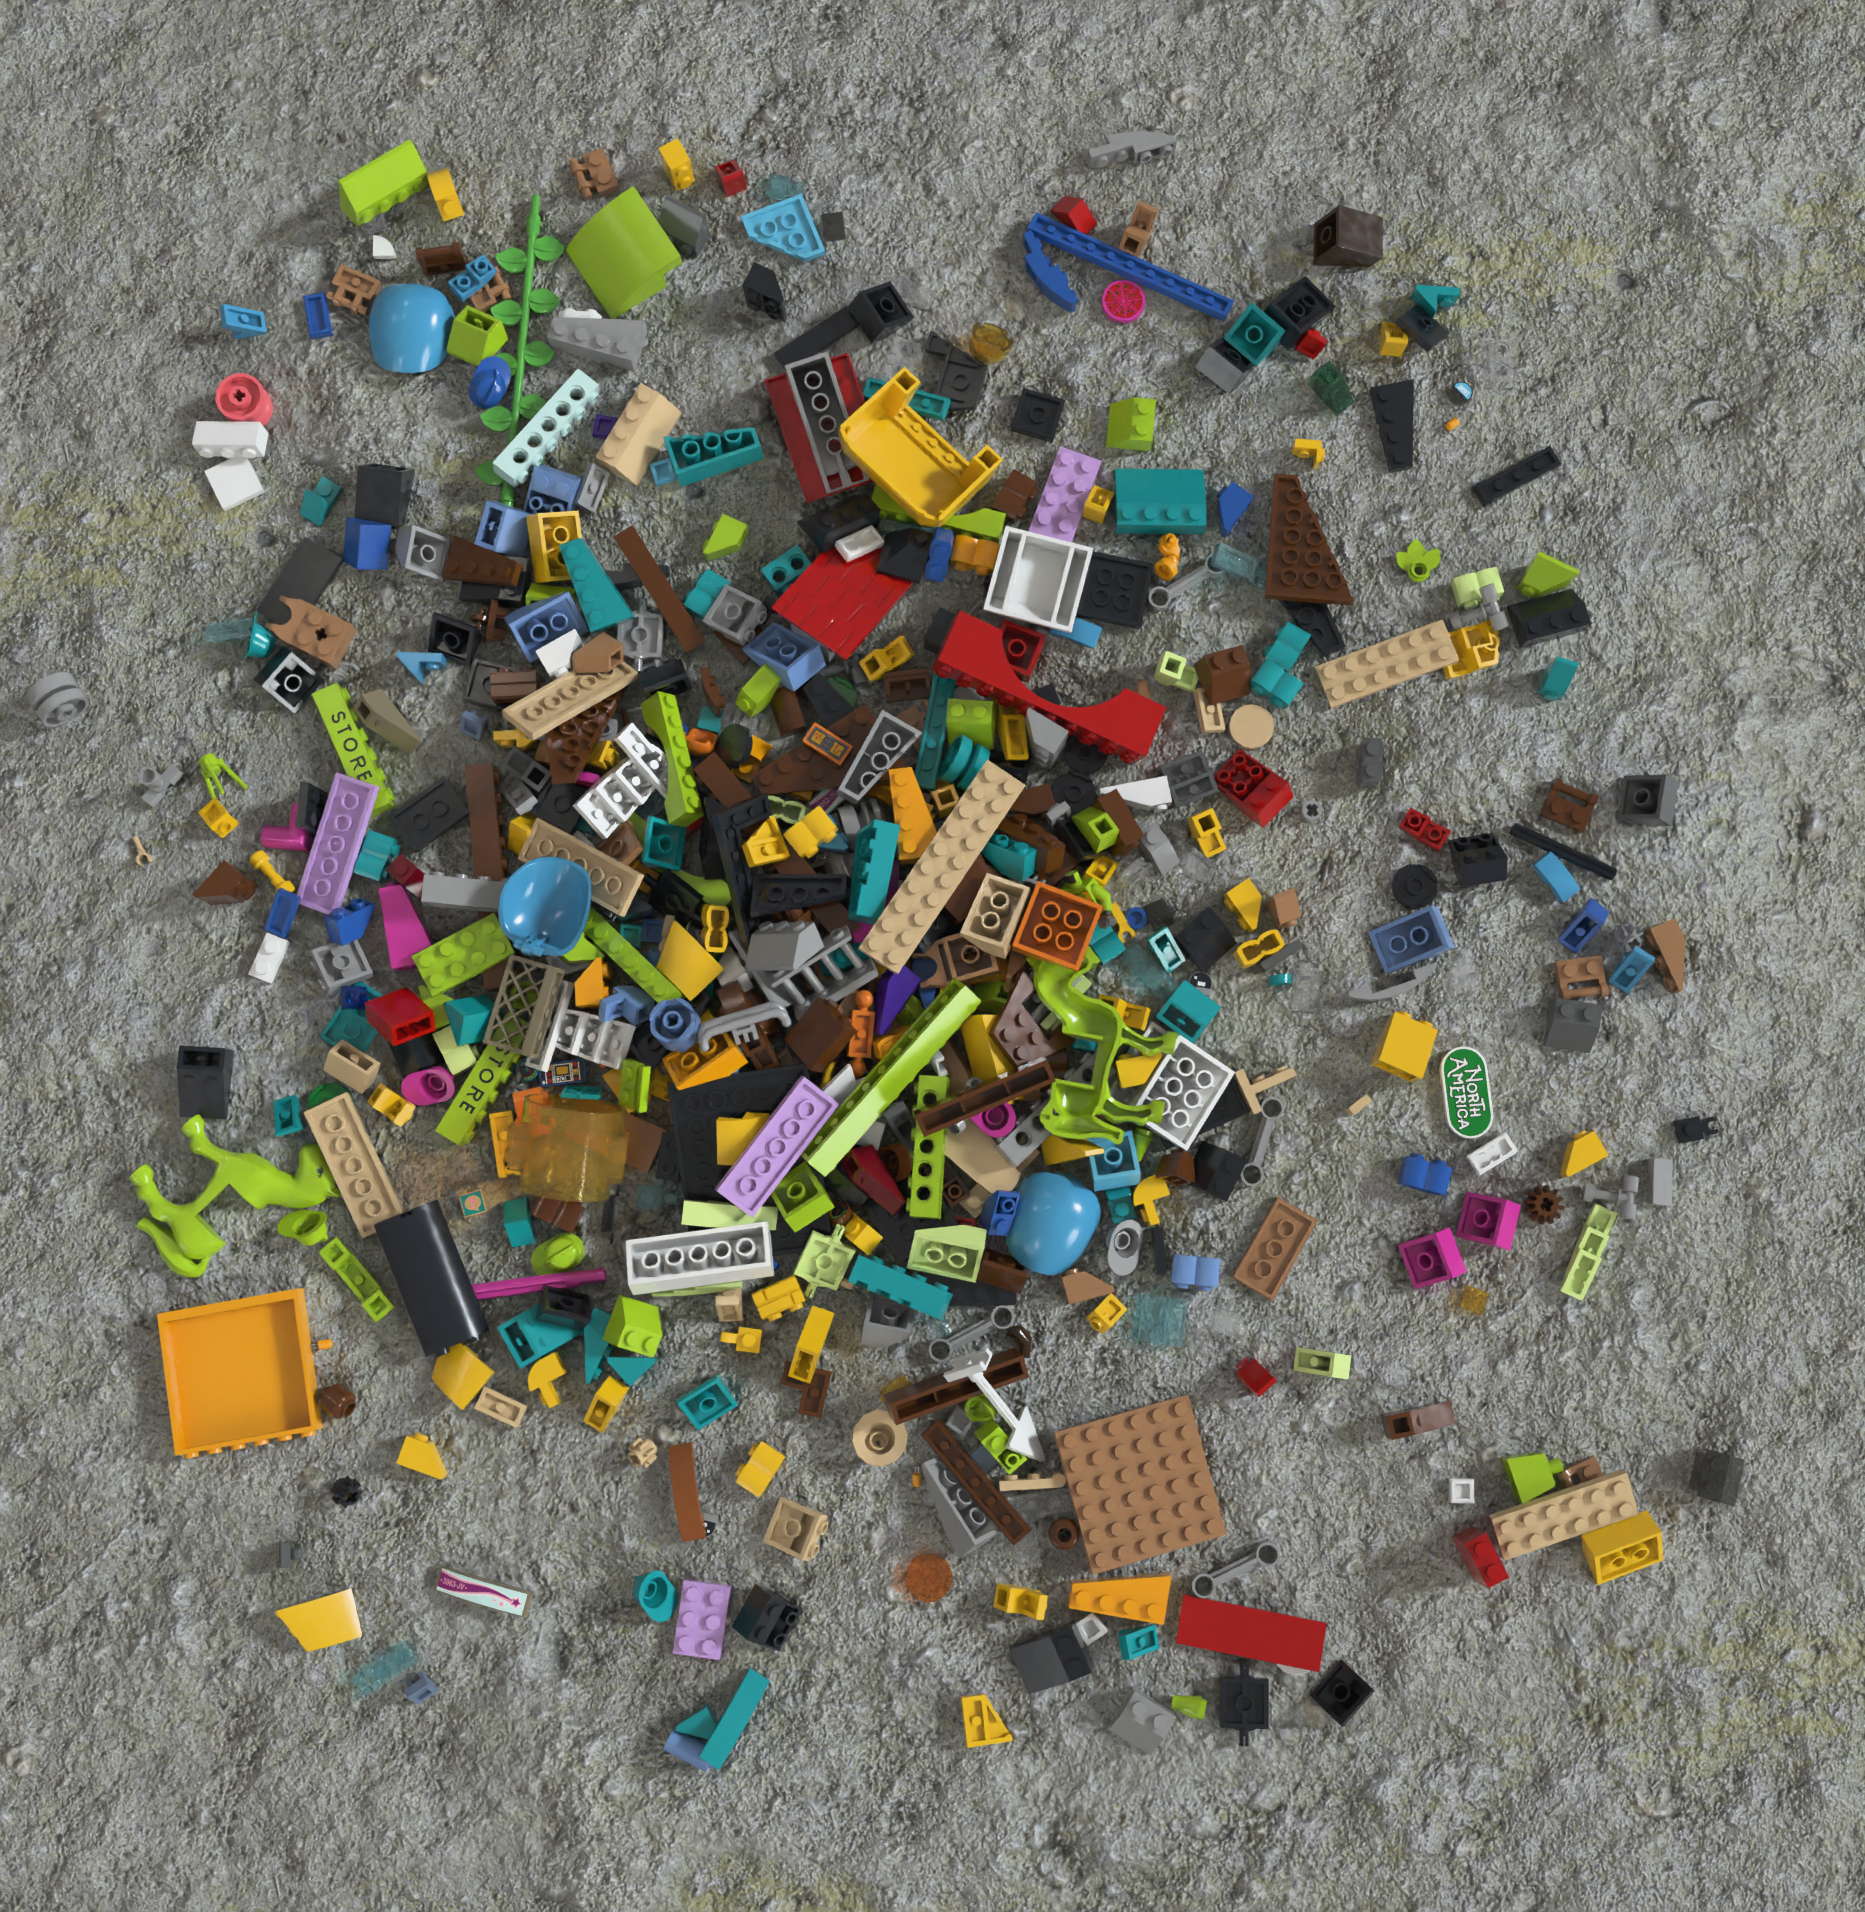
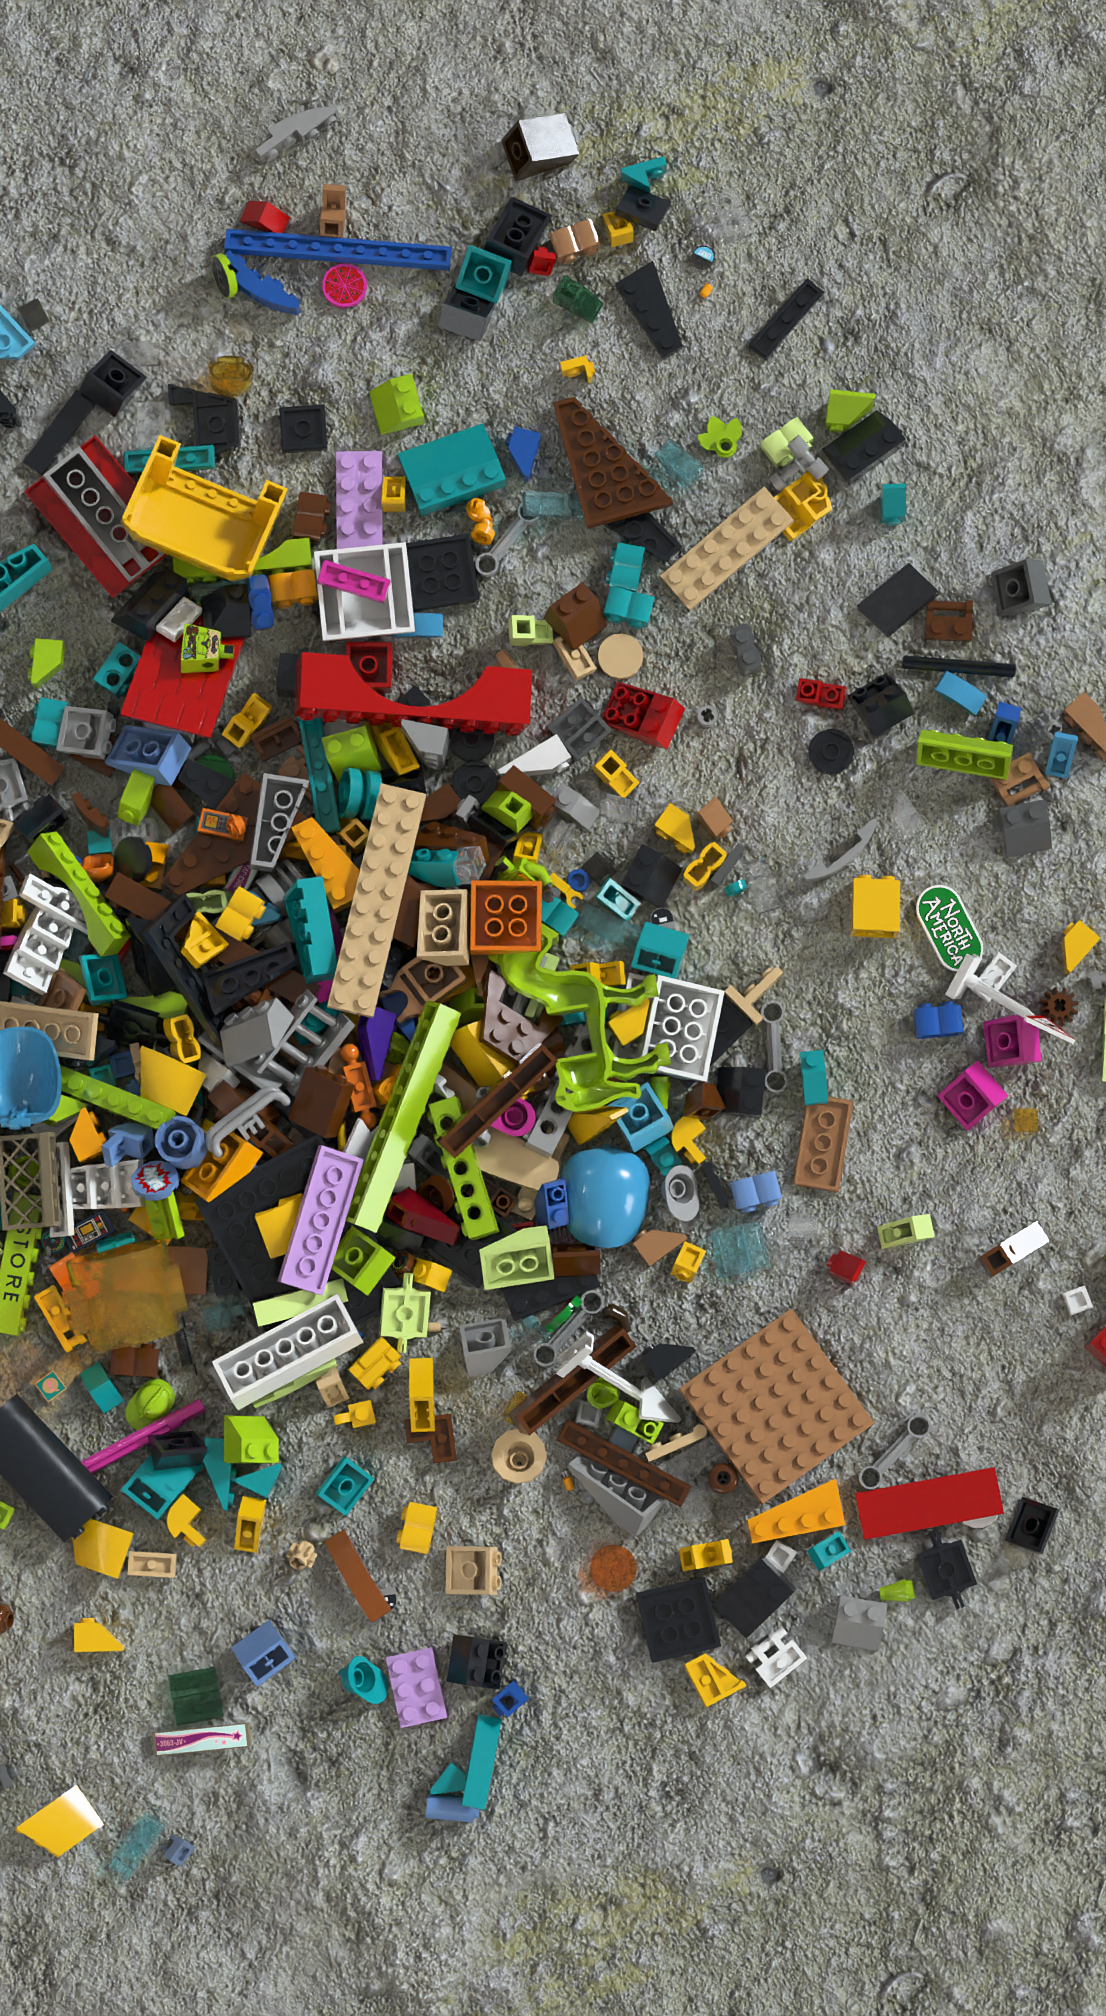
camera: 20 degrees left, 0 degrees up
(346, 1491) = (36, 1697): black gear -> none
(494, 1547) = (196, 1696): none -> clear green slope
(571, 1532) = (263, 1653): none -> medium blue slope
(637, 1050) = (155, 1180): none -> tile
(794, 1667) = (518, 1696): none -> blue brick
(838, 749) = (235, 825): none -> orange plate
(870, 578) = (203, 649): none -> torso
(901, 1287) = (485, 1309): teal wedge -> none
(970, 1319) = (562, 1314): none -> green tile
(971, 1651) = (678, 1619): none -> black plate
(1017, 252) = (224, 278): none -> tile
(1032, 565) = (353, 581): none -> dark pink plate
(1037, 864) = (465, 864): none -> clear brick
(1051, 1399) = (665, 1358): none -> black slope
(1052, 1731) = (781, 1662): none -> white plate
(1288, 1184) = (813, 1077): none -> teal slope
(1348, 336) = (575, 241): none -> medium nougat brick
(1358, 1105) = (852, 978): tan tile -> none
(1371, 571) = (679, 464): none -> clear light blue slope
(1411, 939) = (846, 803): medium blue slope -> none
(1467, 1145) = (966, 978): none -> white piece
(1528, 769) = (898, 600): none -> black tile
(1541, 935) = (964, 754): none -> lime slope

